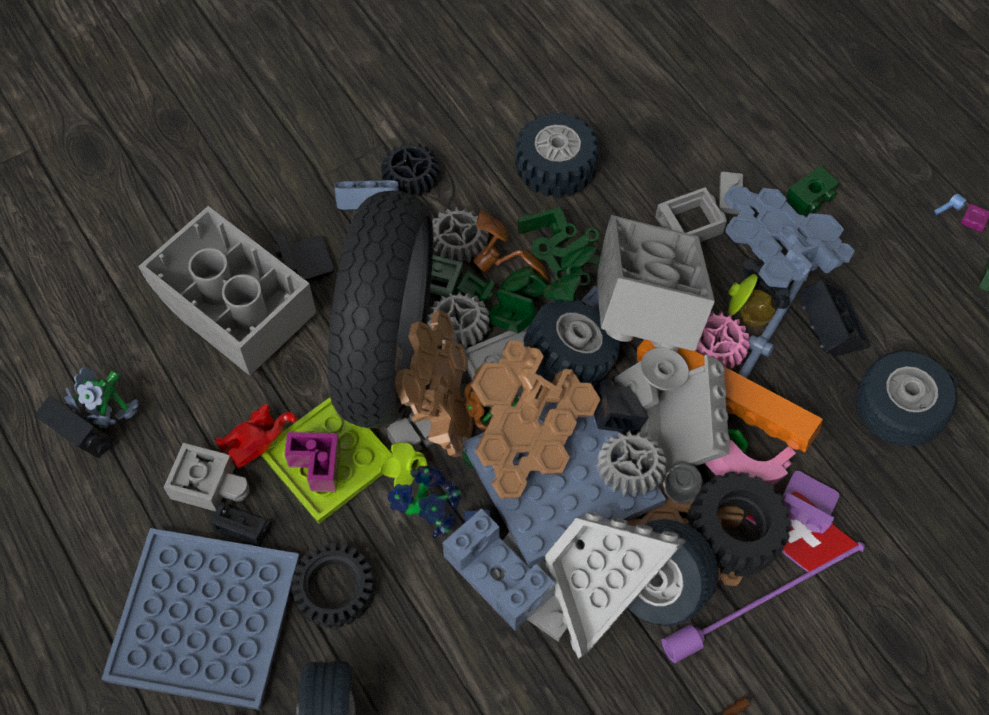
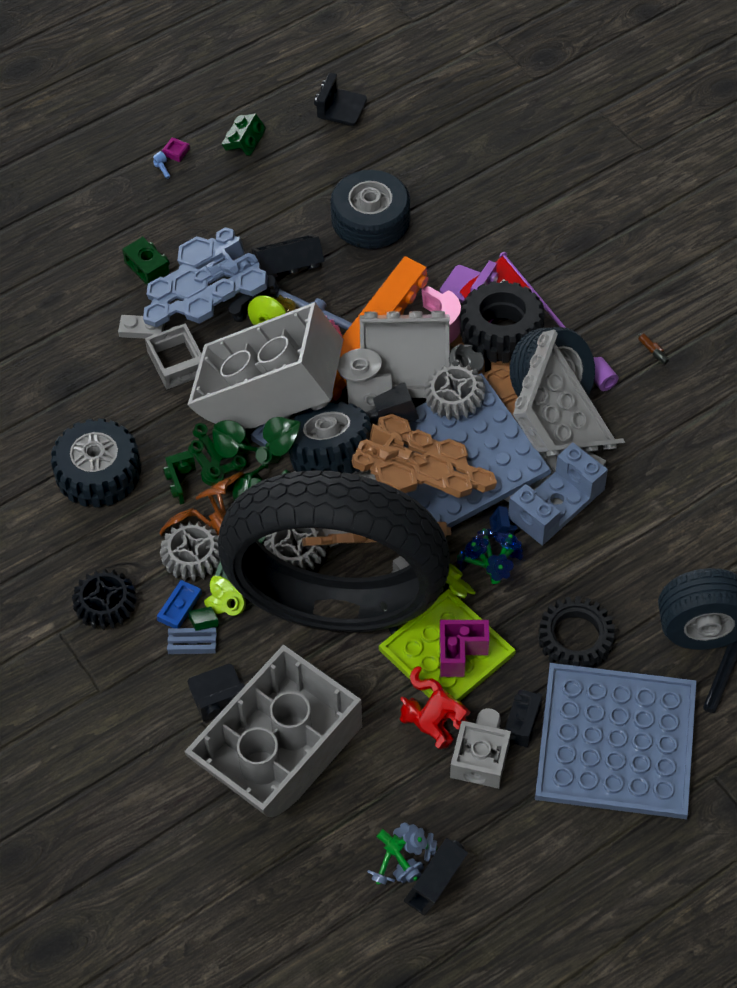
camera: 90 degrees left, 5 degrees down
(352, 193) = (140, 634): sand blue beam -> none

